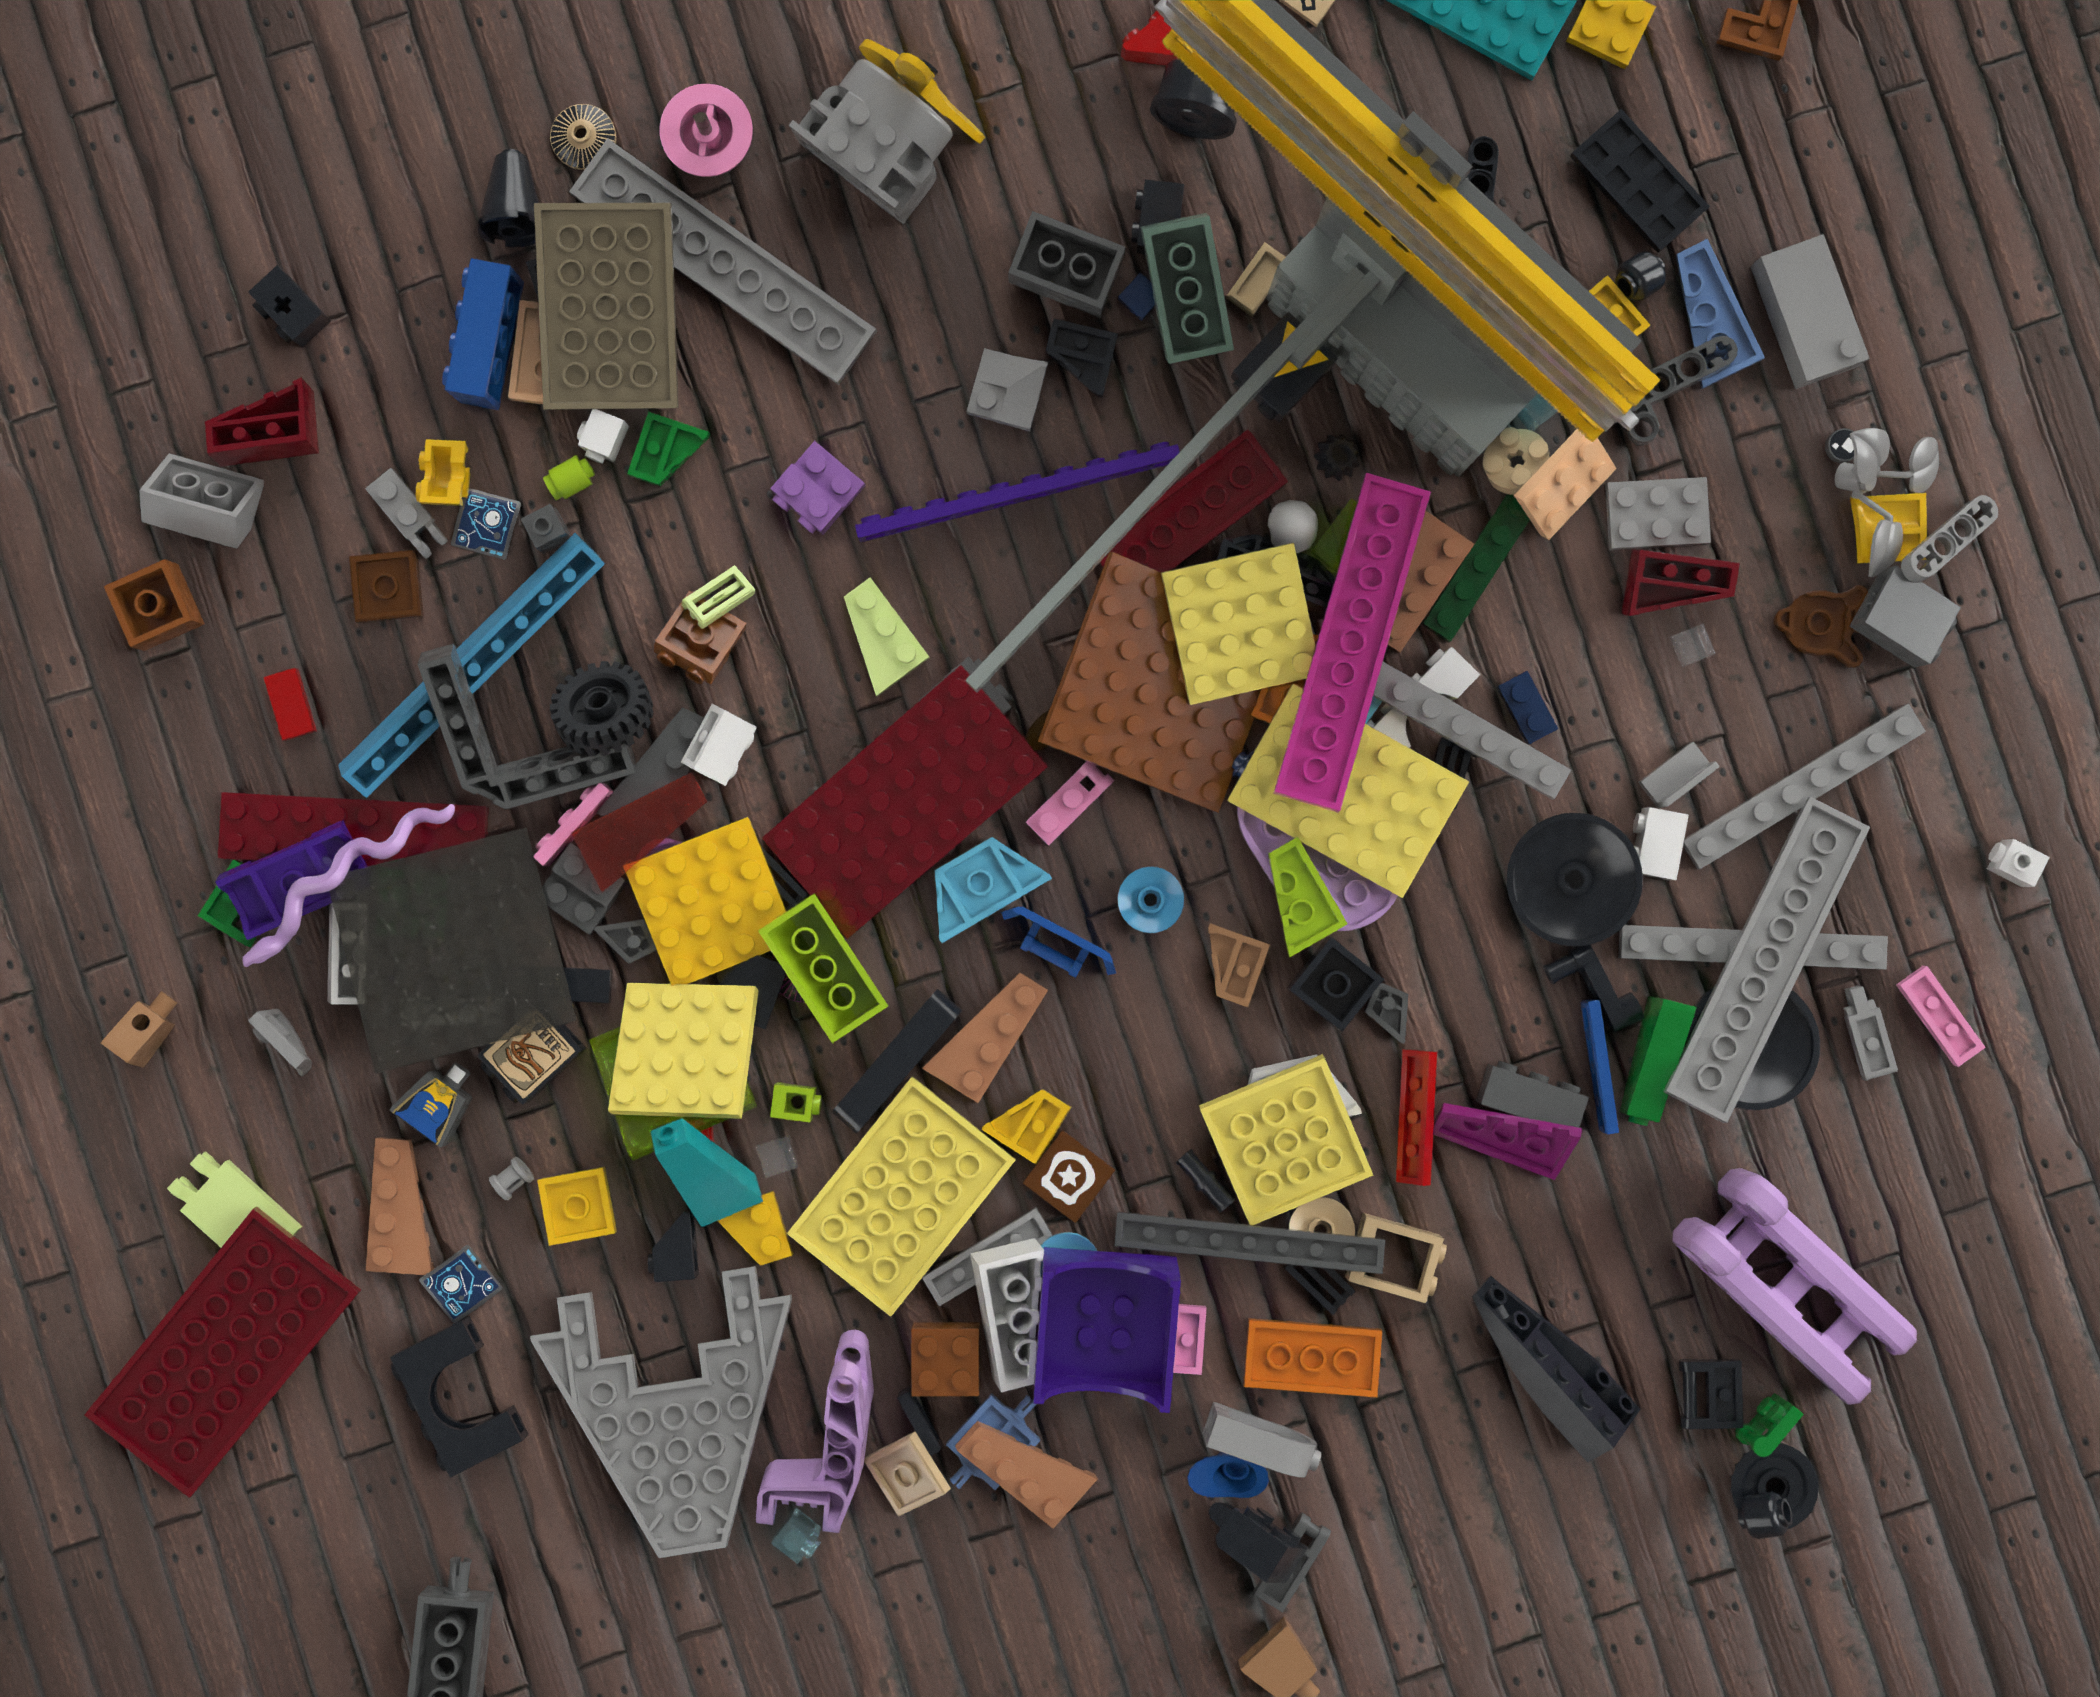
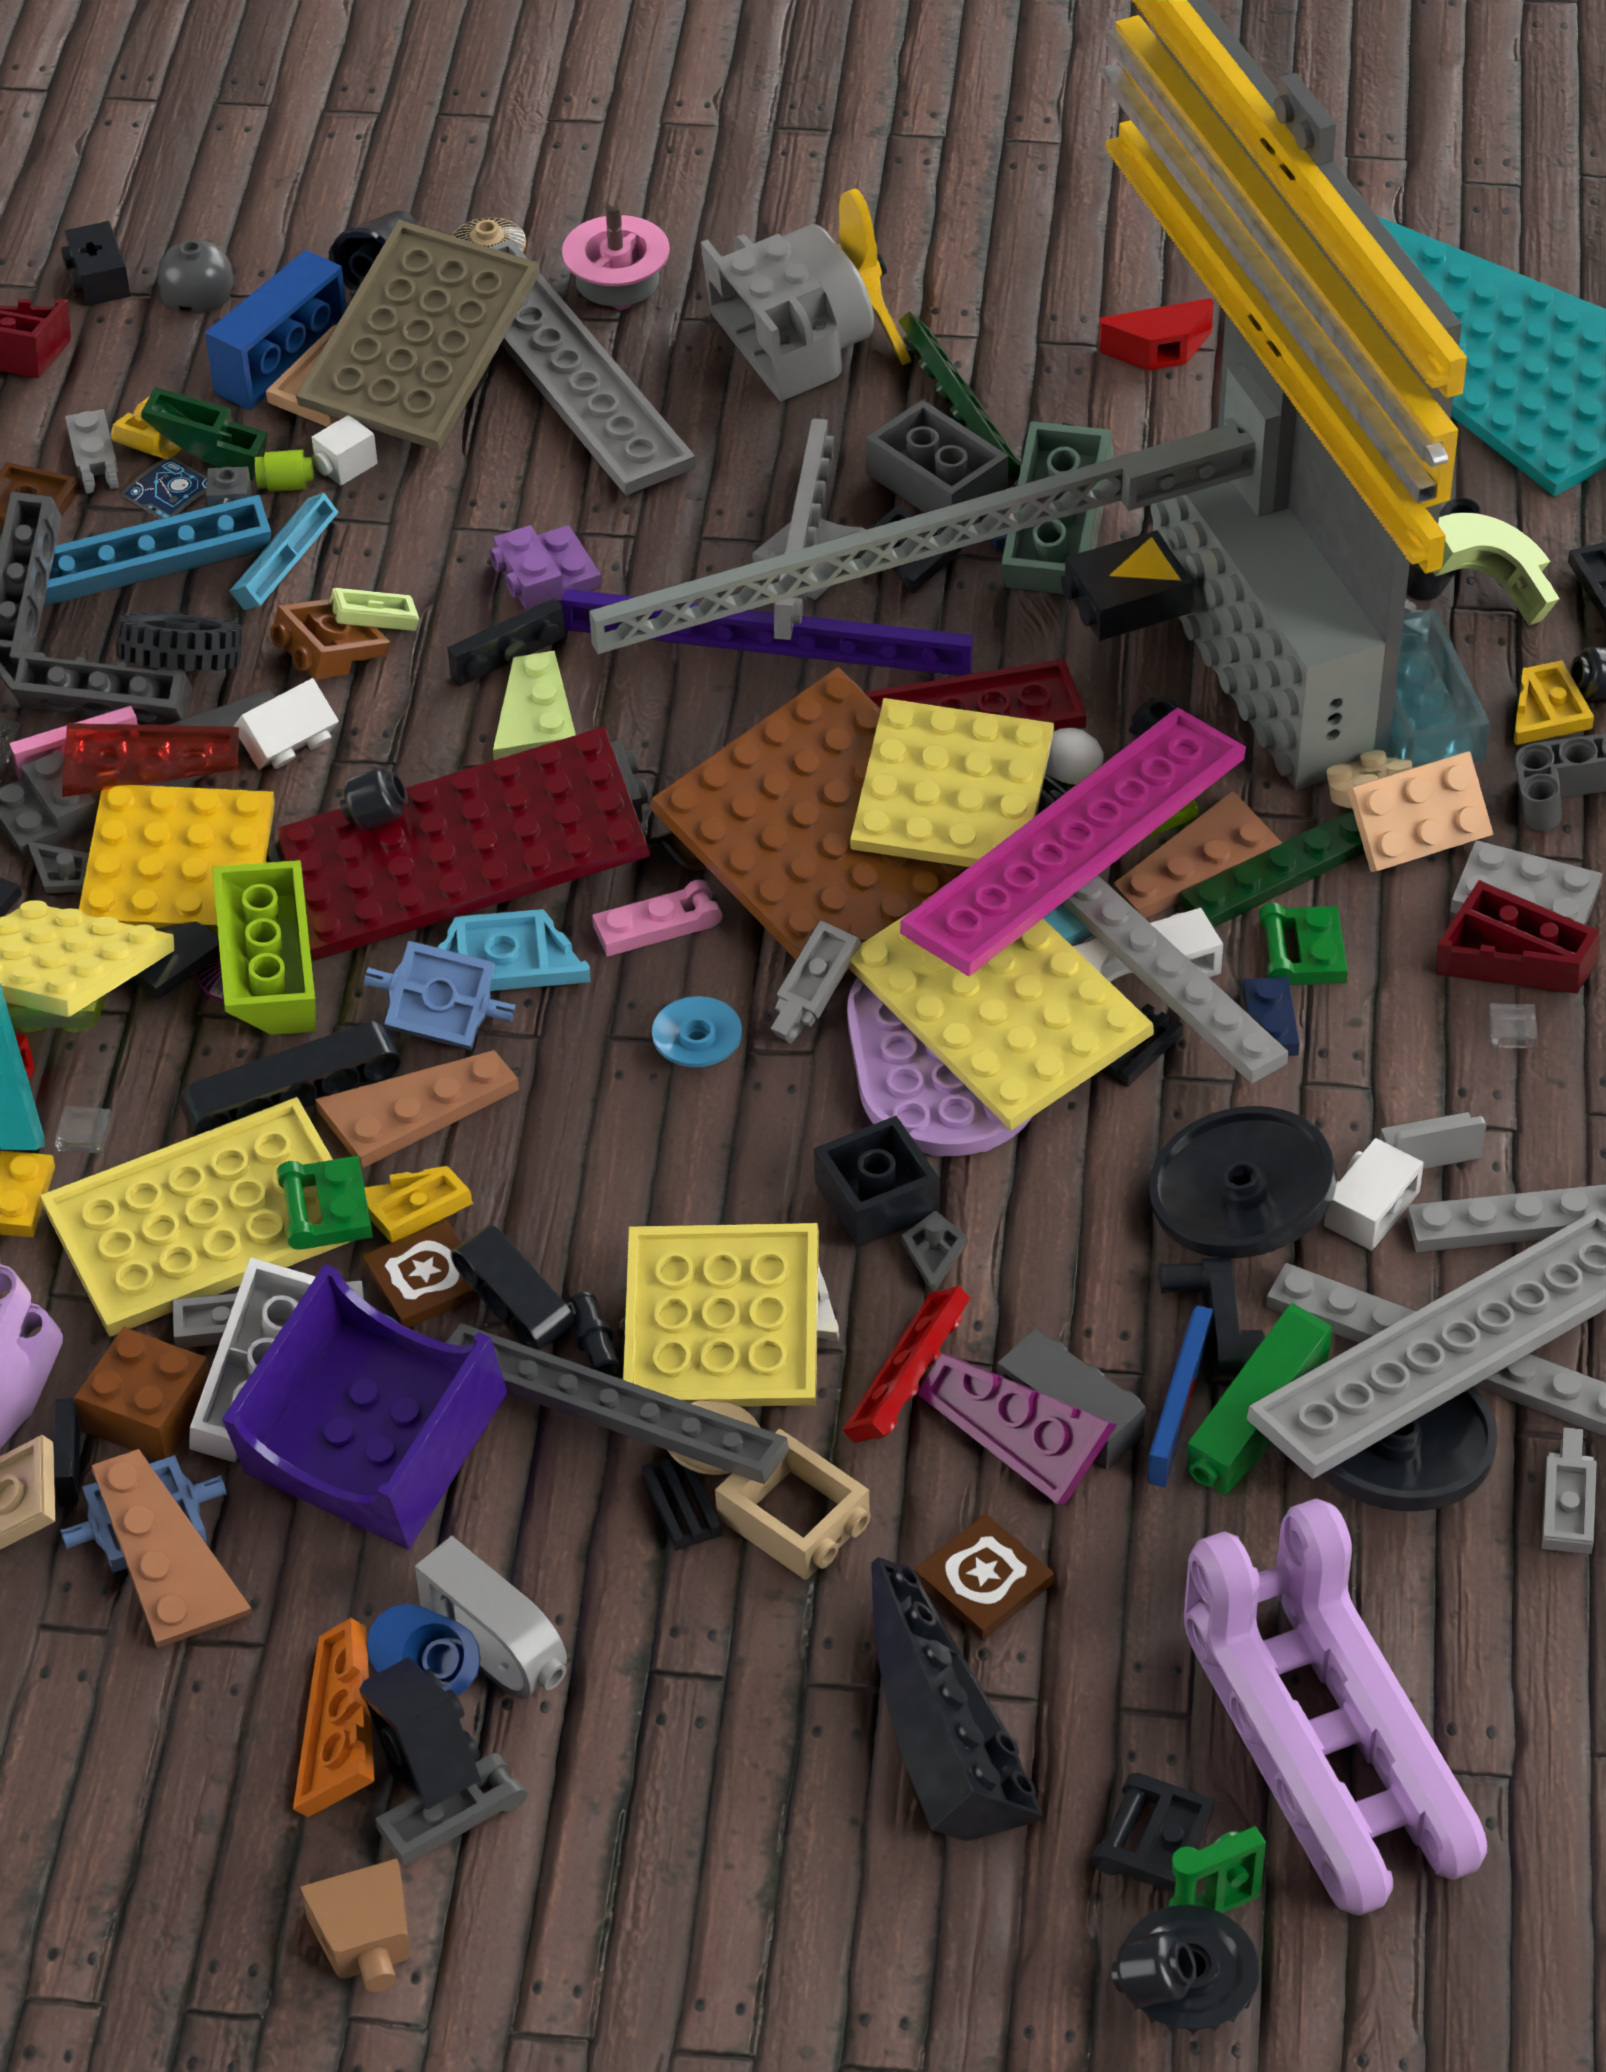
camera: 25 degrees right, 40 degrees down
(376, 287) = (195, 276): none -> dark grey cylinder
(490, 472) = (204, 430): none -> dark green slope
(617, 560) = (284, 551): none -> medium azure piece
(664, 448) = (402, 481): green wing -> none
(783, 1107) = (140, 1073): lime brick -> none
(832, 807) = (373, 798): none -> black head
(834, 587) = (506, 640): none -> black plate
(963, 950) = (439, 995): none -> medium blue plate
(989, 1154) = (340, 1200): none -> green plate
(998, 372) = (806, 517): none -> light grey plate
(1044, 168) = (954, 387): none -> dark green plate
(1051, 955) = (548, 1000): blue piece -> none
(1138, 1174) = (512, 1288): none -> black beam
(1190, 1339) = (466, 1495): bright pink plate -> none
(1191, 106) = (1156, 375): black wheel -> none
(1208, 1568) = (338, 1723): none -> orange wing
(1213, 824) = (813, 979): none -> light grey hinge
(1236, 964) = (767, 1133): medium nougat wing -> none
(1302, 898) = (882, 1077): lime wing -> none
(1312, 1357) = (620, 1579): orange plate -> none
(1531, 1252) = (984, 1576): none -> reddish brown tile
(1533, 626) = (1317, 942): none -> green plate
(1540, 192) = (1502, 553): none -> yellowish green arch

